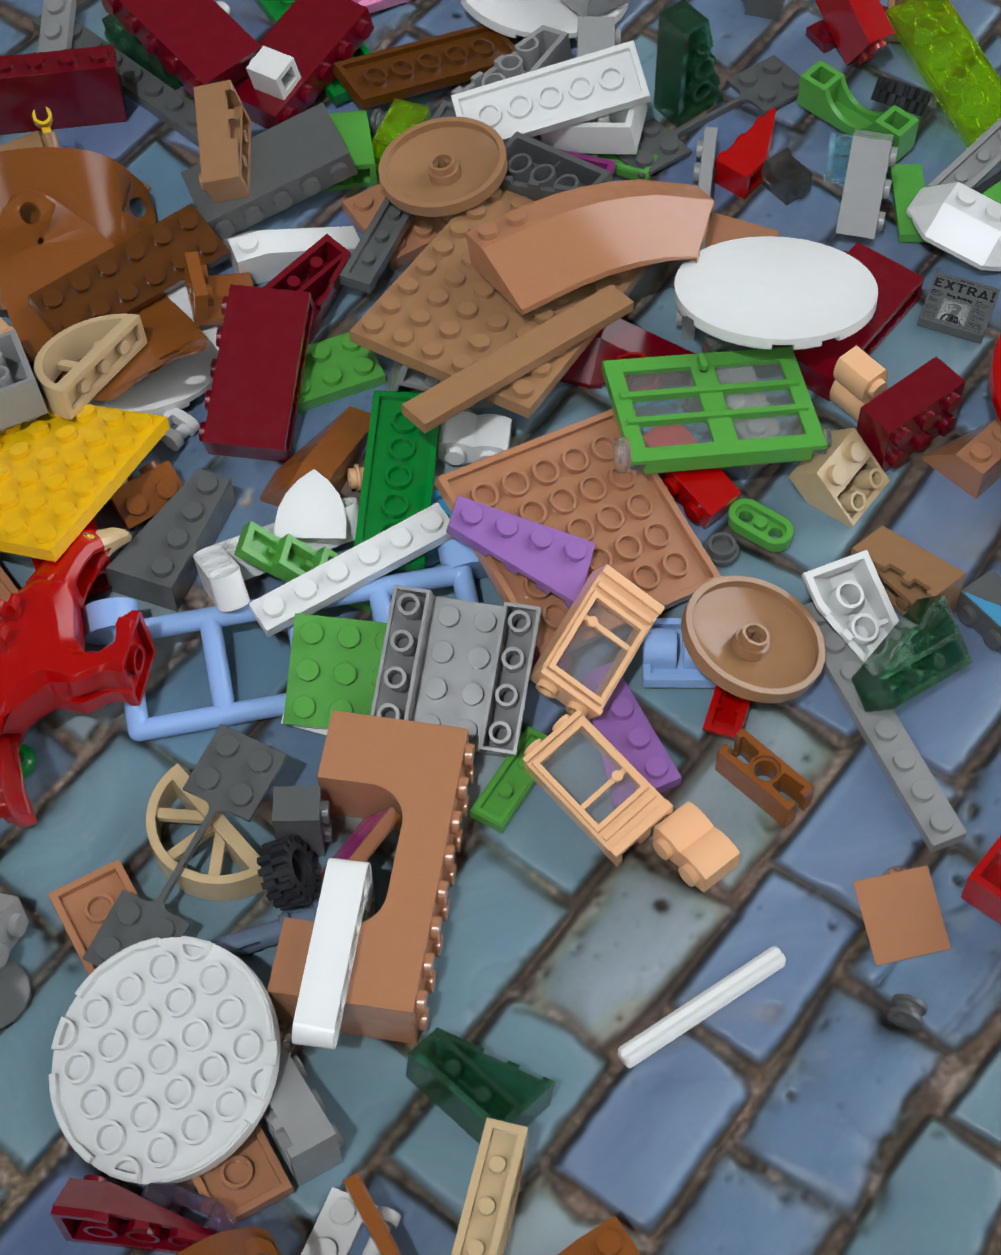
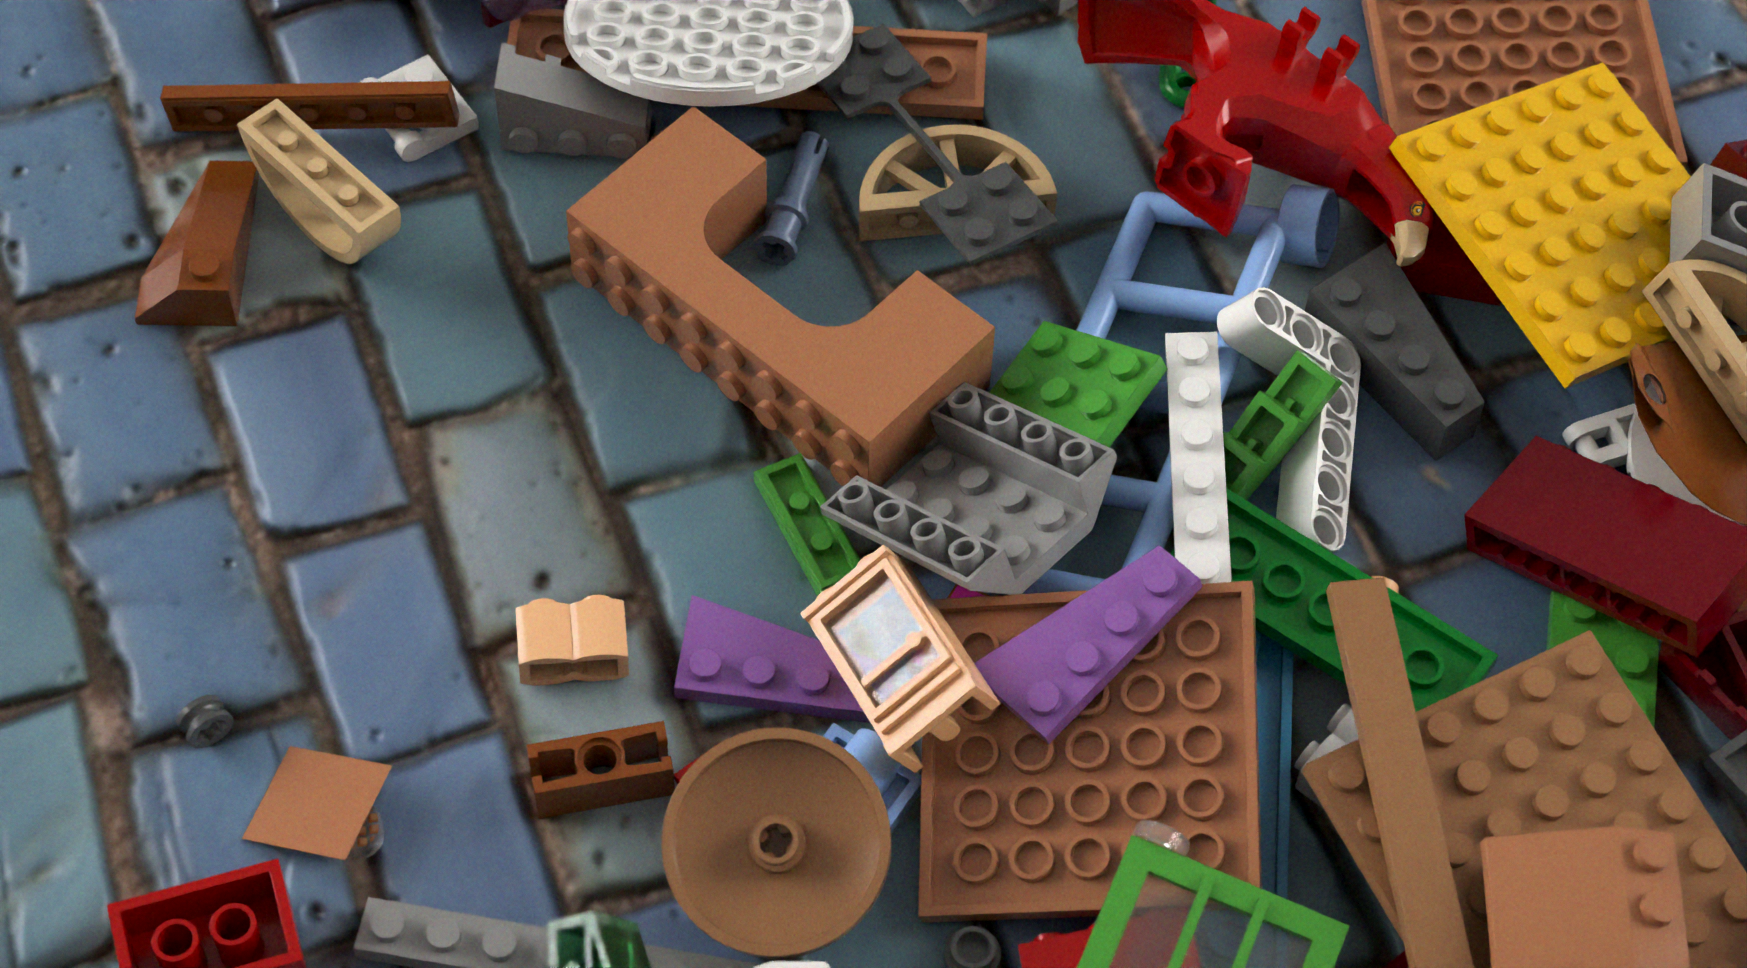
camera: 120 degrees right, 0 degrees up
(146, 494) = (1501, 361): dark orange bracket -> none
(288, 872) = (821, 240): black tyre -> none
(302, 813) = (892, 253): dark grey brick -> none
(311, 510) = (1329, 477): white sticker -> none
(328, 453) = (1419, 545): dark orange wedge -> none
(343, 905) = (697, 174): white beam -> none
(367, 836) = (813, 289): tile -> none
(475, 1085) = (464, 266): clear green wedge -> none
(595, 785) = (719, 573): light nougat door -> none
(701, 1007) = (386, 539): white axle -> none

